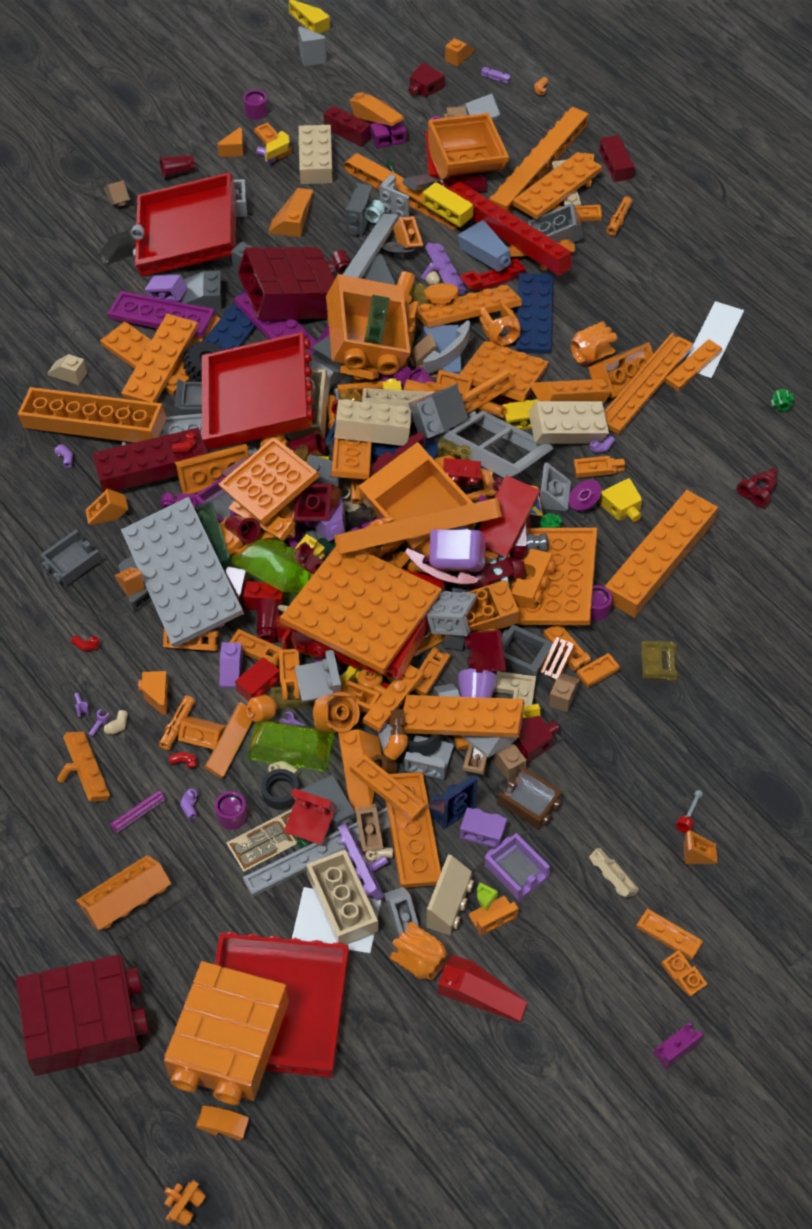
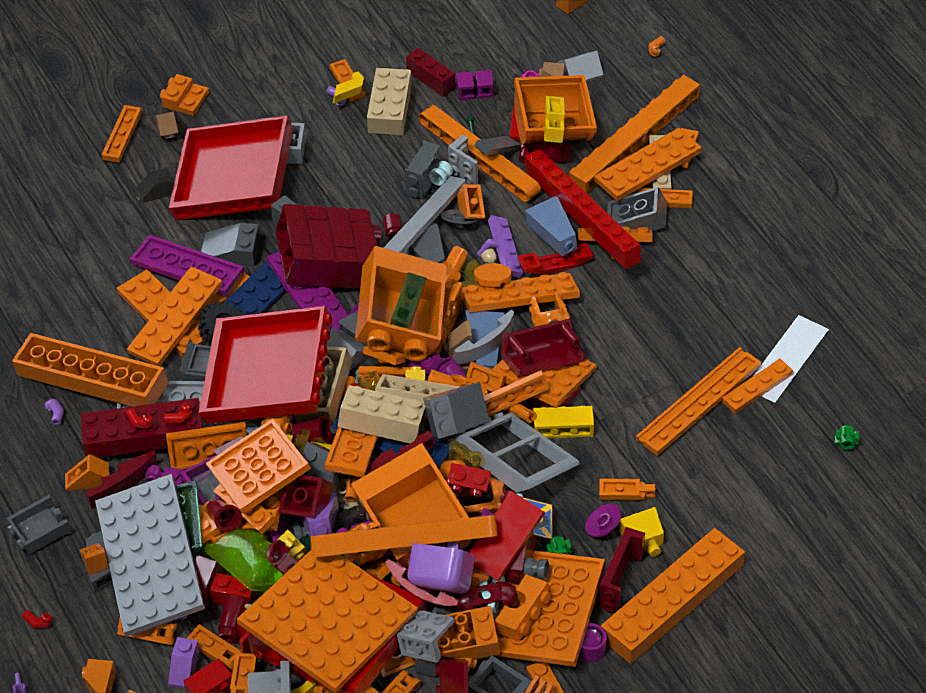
camera: 10 degrees right, 5 degrees down
(69, 369) = (77, 316): tan slope -> none
(77, 206) = (121, 133): none -> orange plate
(127, 167) = (183, 95): none -> orange plate
(137, 232) = (177, 171): light grey hinge -> none
(143, 506) = (127, 476): none -> dark red slope
(155, 453) = (141, 422): none -> red arm
(167, 287) = (197, 236): medium lavender brick -> none
(176, 165) = (236, 98): dark red plant -> none
(231, 145) = (301, 81): orange slope -> none
(255, 104) = (335, 37): magenta piece -> none
(293, 214) = (352, 167): orange wedge -> none
(374, 109) = (463, 57): orange wedge -> none
(426, 81) = (528, 28): dark red torso -> none
(447, 204) = (520, 174): yellow brick -> none
(471, 152) = (554, 119): none -> yellow slope
(496, 75) = (608, 28): medium lavender axle -> none
(500, 351) = (541, 348): none -> dark red piece
(535, 313) = (595, 306): dark blue plate -> none
(554, 489) = (571, 510): light grey slope -> none
(568, 422) = (600, 437): tan brick -> none
(572, 390) = (611, 404): orange slope -> none
(593, 344) = (648, 350): orange piece -> none
(597, 447) = (635, 468): medium lavender arm -> none
(615, 518) = (629, 547): none -> dark red panel
(616, 158) = (722, 139): dark red brick -> none
(617, 220) = (707, 210): orange pin -> none
(621, 368) = (667, 385): orange wedge -> none
(759, 496) = (796, 543): dark red piece -> none

